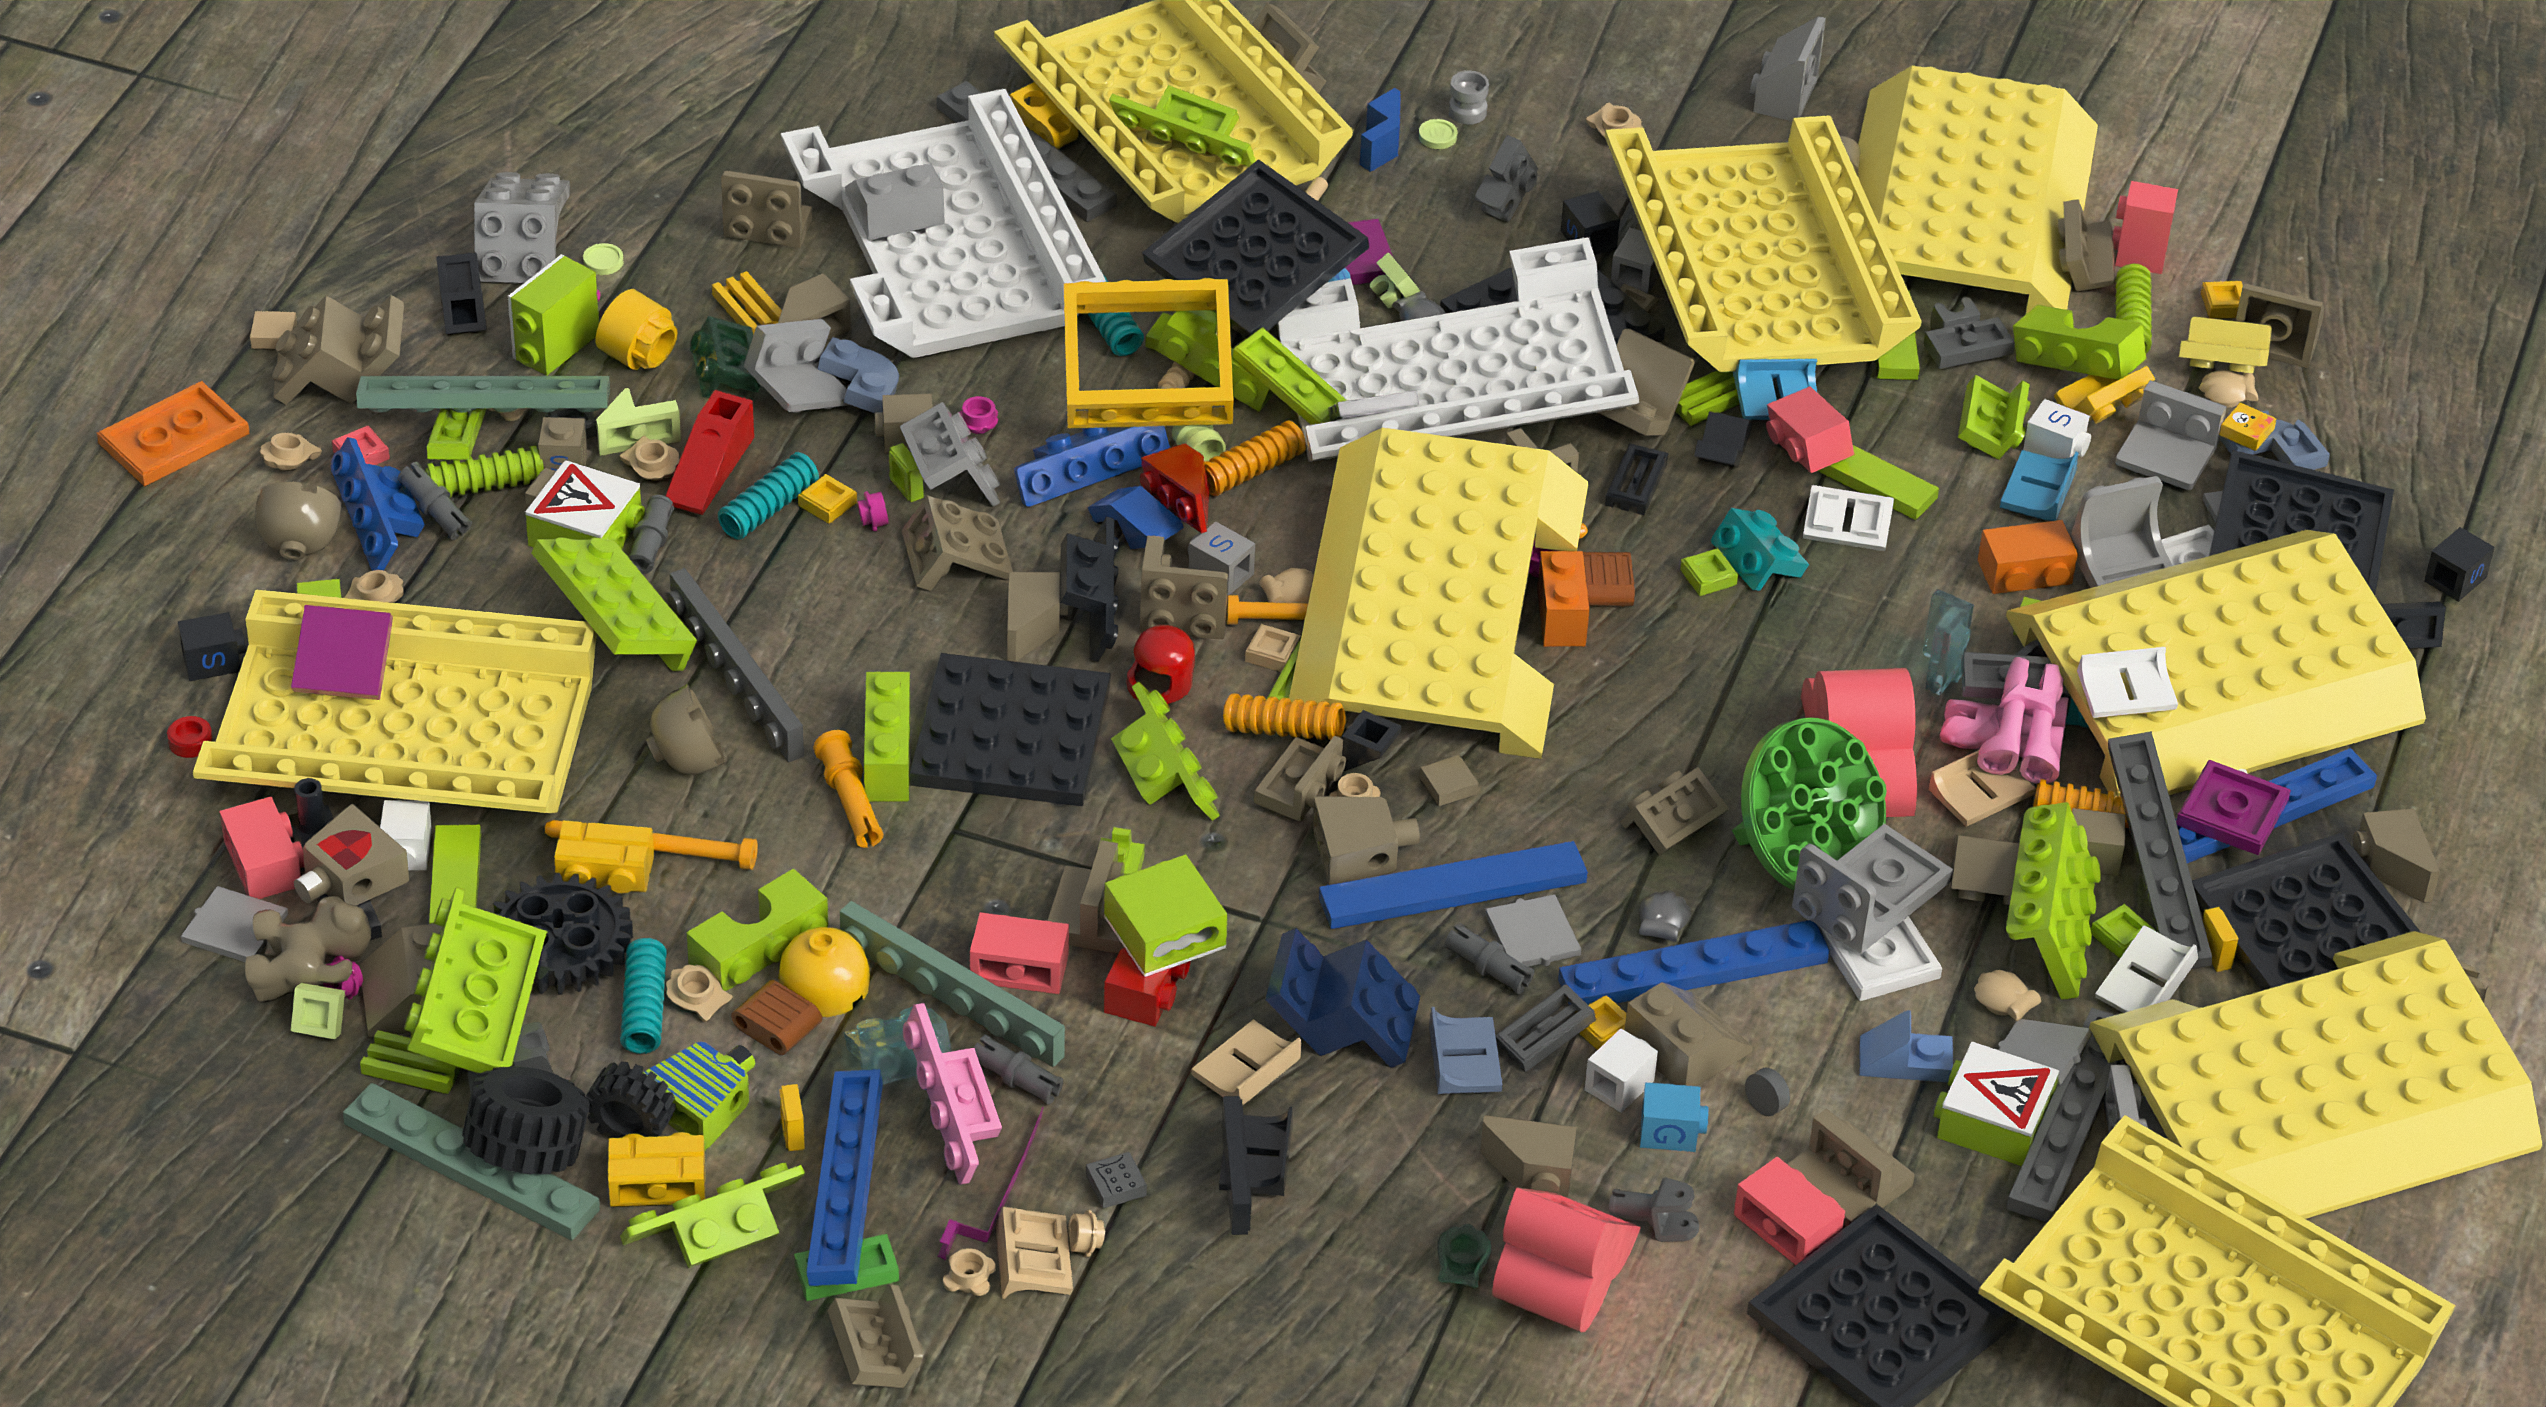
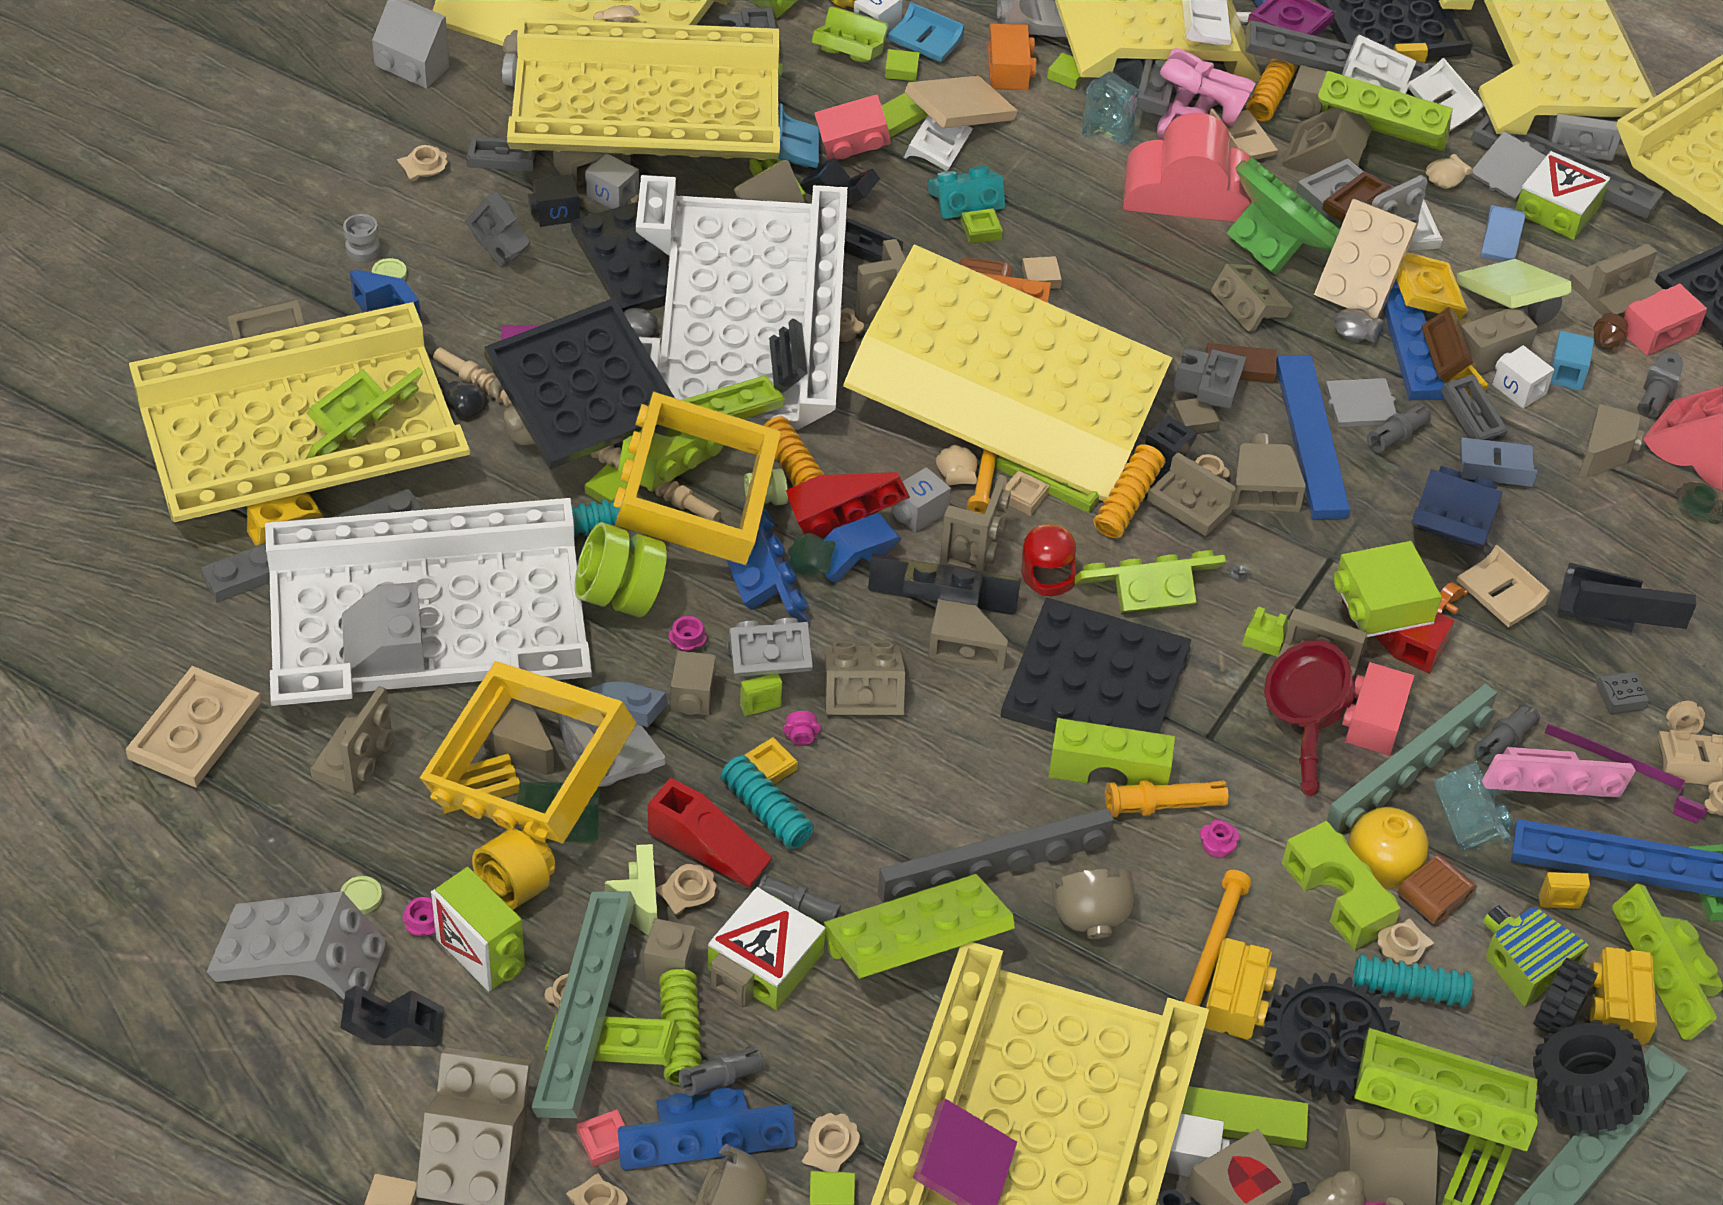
camera: 80 degrees left, 5 degrees up
(762, 111) = (193, 726): none -> tan plate
(807, 839) = (1219, 846): none -> dark pink plate
(811, 278) = (480, 717): none -> yellow window
(1008, 881) = (1310, 690): none -> dark red piece
(1019, 331) = (620, 570): none -> lime wheel
(1107, 481) = (811, 554): none -> clear green animal
(1203, 1008) = (1450, 593): none -> orange piece
(1500, 775) = (1210, 379): none -> dark grey plate
(1555, 811) = (1259, 363): none -> reddish brown tile
(1634, 979) = (1447, 344): none -> reddish brown tile
(1644, 629) = (1042, 269): none -> tan tile
(1743, 1157) = (1610, 330): none -> reddish brown plate
(1746, 883) = (1366, 258): none -> tan plate
(1756, 970) = (1429, 285): none -> yellow tile
(1779, 1043) = (1514, 283): none -> yellowish green tile
(1880, 193) = (618, 13): none -> tan animal
(1887, 877) = (1363, 188): none -> reddish brown tile
(1910, 518) = (960, 101): none -> tan tile
(1975, 473) = (902, 65): none -> lime tile
(2138, 889) = (1378, 65): none -> white slope

